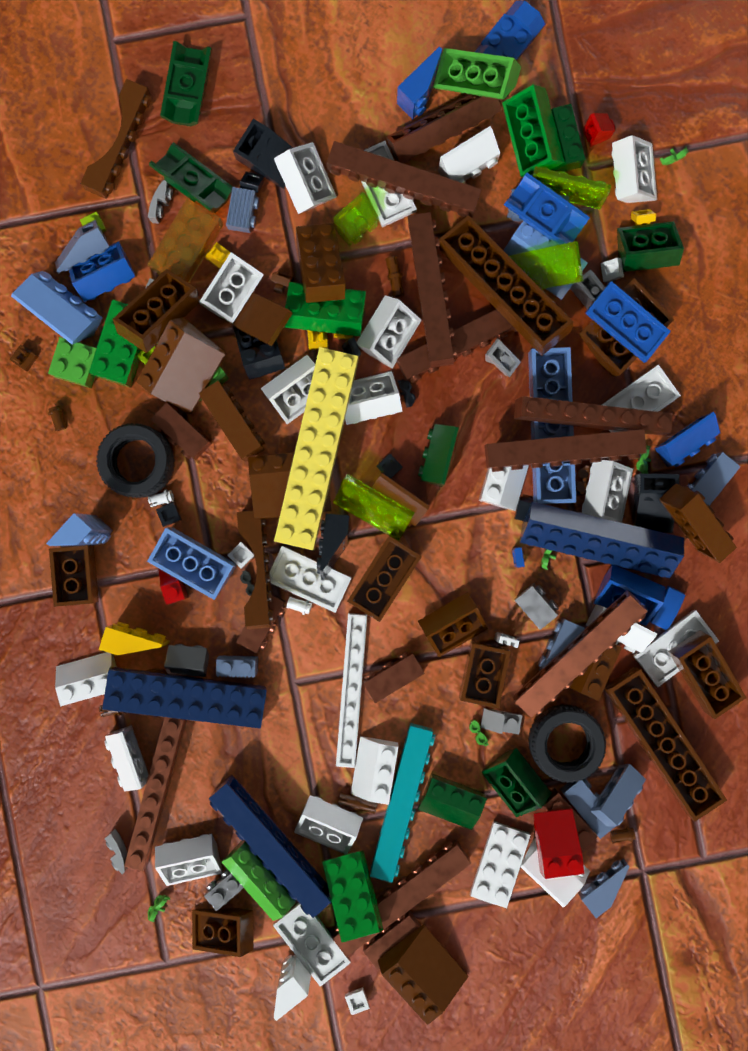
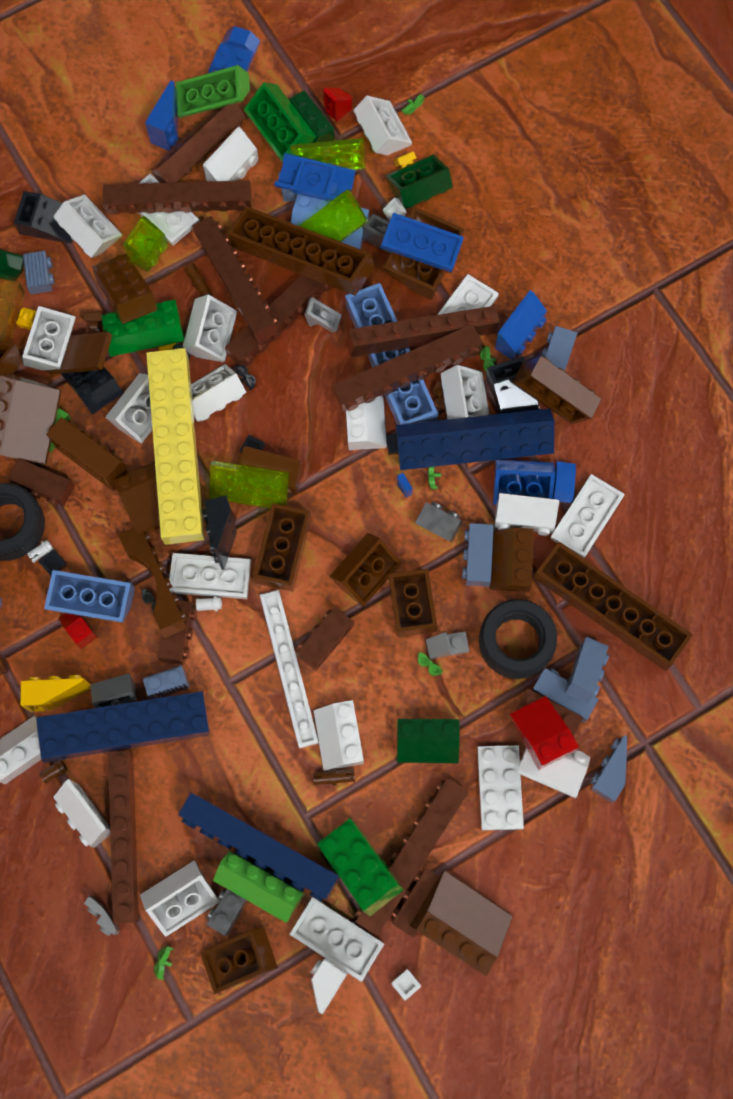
camera: 20 degrees left, 15 degrees down
(241, 555) = (136, 576): white plate -> none
(251, 181) = (39, 245): black plate -> none
(317, 339) = (141, 359): yellow tile -> none
(328, 824) = (310, 808): white slope -> none
(401, 802) = (377, 761): teal brick -> none
(438, 454) = (294, 418): dark green slope -> none
(508, 640) = (421, 563): white tile -> none
(517, 783) = (484, 698): dark green slope -> none
(580, 653) = (493, 545): copper brick -> none
(622, 835) = (610, 712): reddish brown pin -> none
(707, 674) = (624, 525): reddish brown brick -> none

